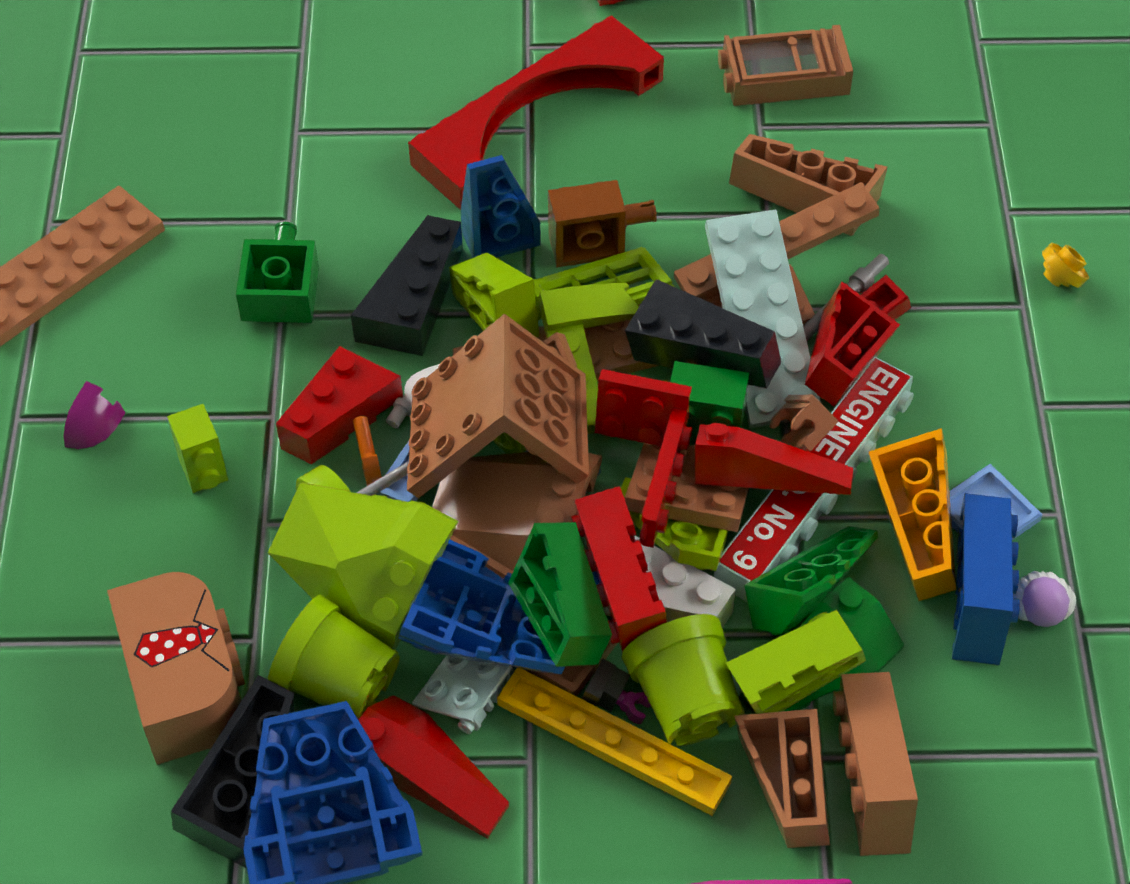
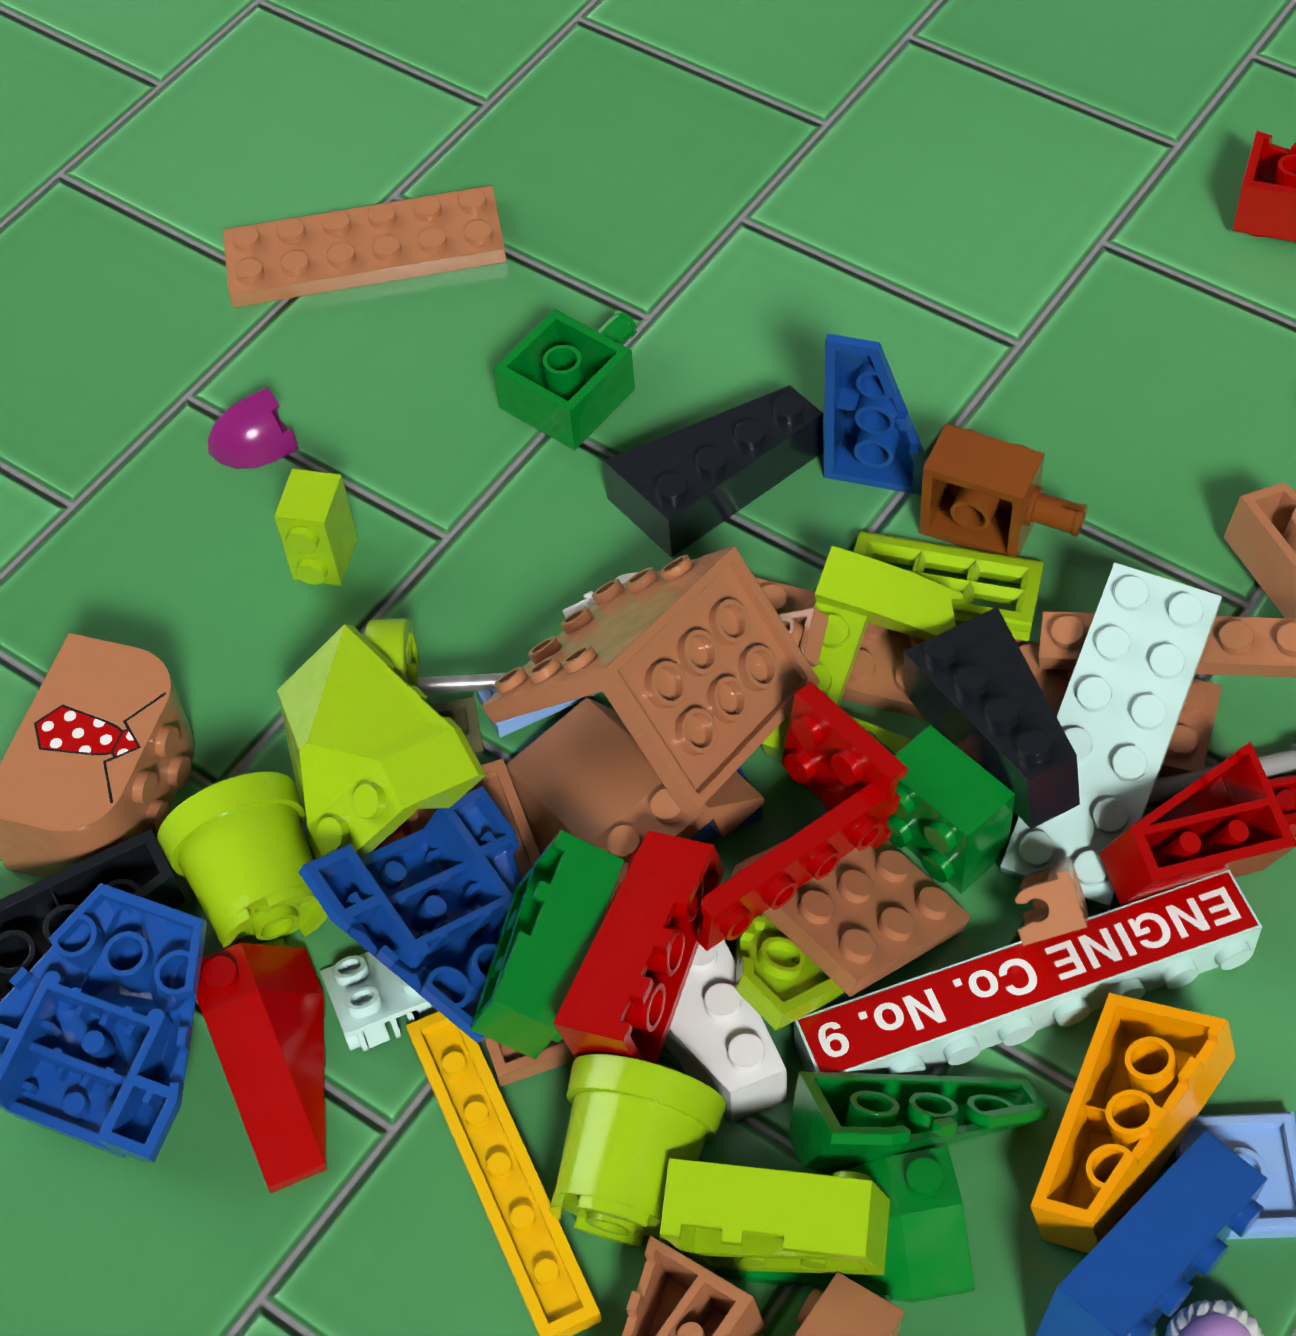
camera: 40 degrees right, 0 degrees up
(331, 401) = (511, 560): red wedge -> none
(366, 447) = (495, 655): orange bar -> none
(494, 288) = (793, 531): lime wedge -> none
(598, 58) = (1175, 295): red arch -> none
(607, 690) = (543, 1096): pearl dark grey piece -> none
(751, 460) = (942, 923): red wedge -> none

